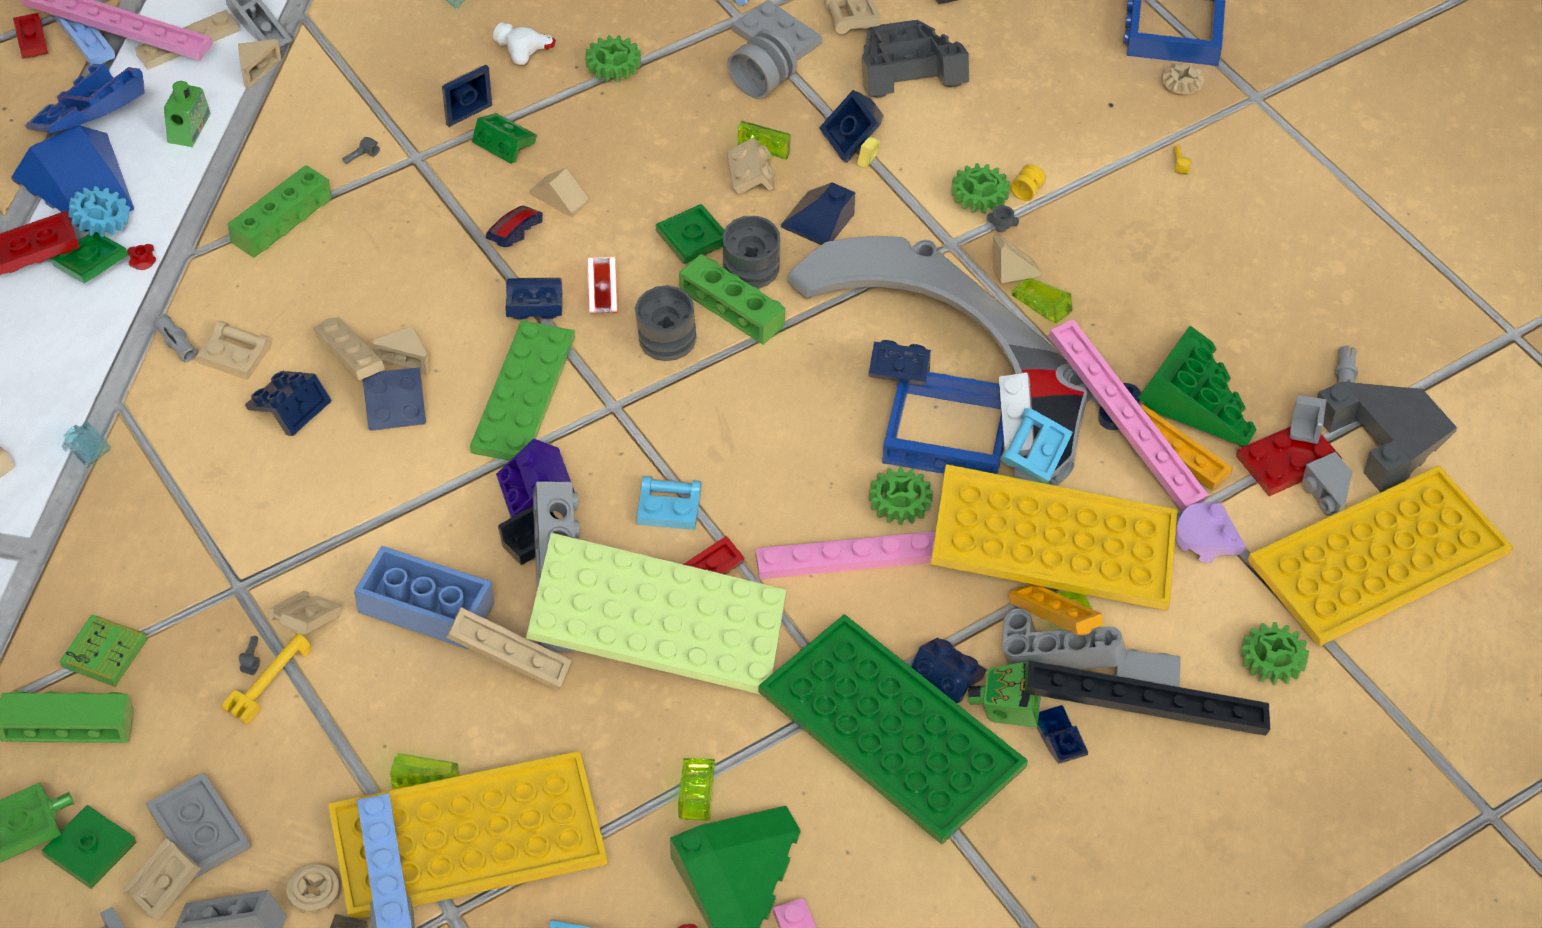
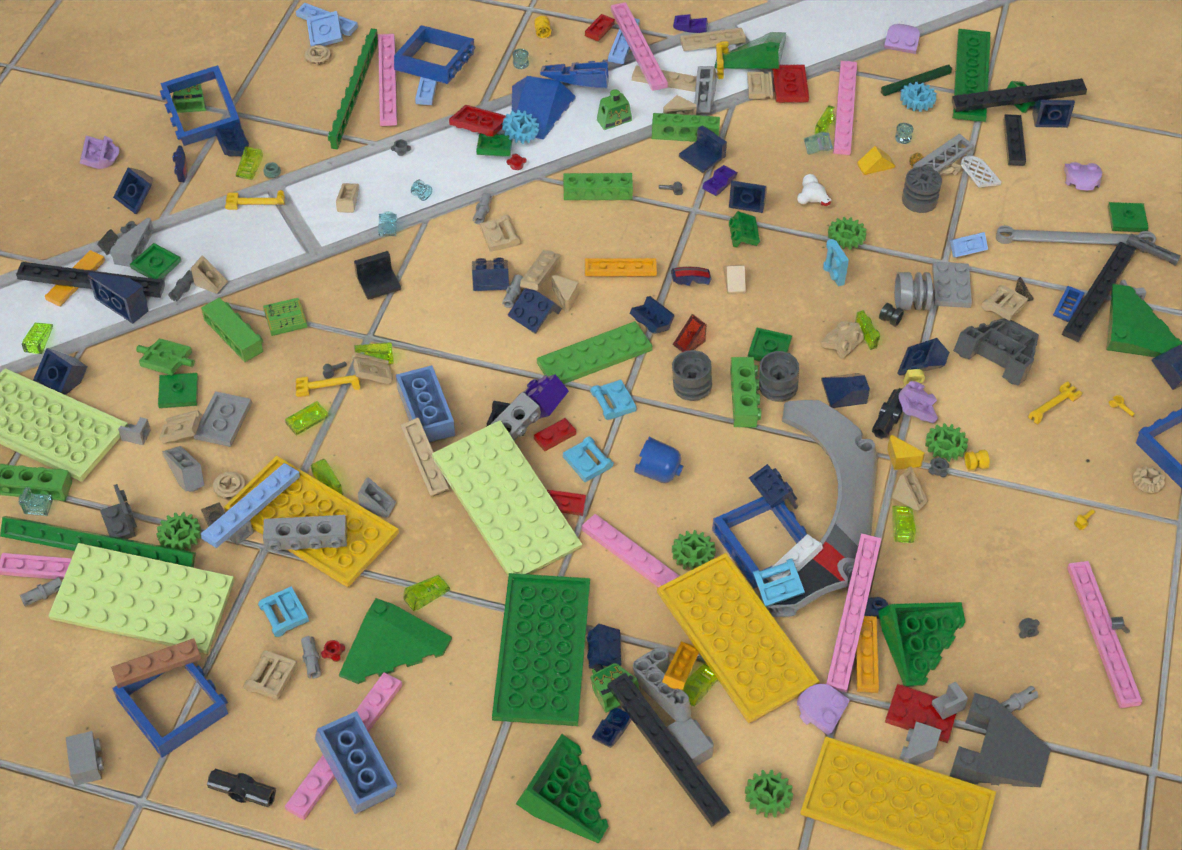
camera: 50 degrees right, 0 degrees up
(72, 374) = (421, 190): none -> clear light blue wheel
(157, 512) = (376, 275): none -> black bracket
(286, 585) = (377, 350): none -> clear neon green slope
(291, 74) = (681, 127): none -> bright green brick
(299, 734) = (306, 418): none -> clear neon green plate
(341, 398) = (513, 291): none -> light grey pin
(346, 82) = (705, 151): none -> dark blue bracket
(403, 104) = (720, 180): none -> dark purple slope
(425, 277) = (620, 267): none -> light orange plate
(475, 853) = (312, 527): none -> light grey brick
(509, 745) = (375, 499): none -> light grey slope
(599, 508) = (555, 434): none -> red plate
(610, 413) = (618, 396): none -> medium azure plate
(658, 93) = (836, 262): none -> medium azure plate
(751, 437) = (659, 461): none -> blue cylinder
(764, 106) = (891, 314): none -> pearl dark grey wheel
(894, 203) = (888, 415): none -> black piece
(908, 171) = (918, 402): none -> lavender slope
(957, 232) = (903, 454): none -> yellow slope
(1016, 56) = (1066, 392): none -> yellow hinge
(1070, 26) = (1119, 402): none -> yellow hand
(1101, 845) = (562, 793): none -> green slope
(1271, 297) = (1028, 628): none -> dark grey plate
(1331, 248) = (1104, 637): none -> bright pink plate
(1336, 227) = (1118, 623): none -> dark grey hand

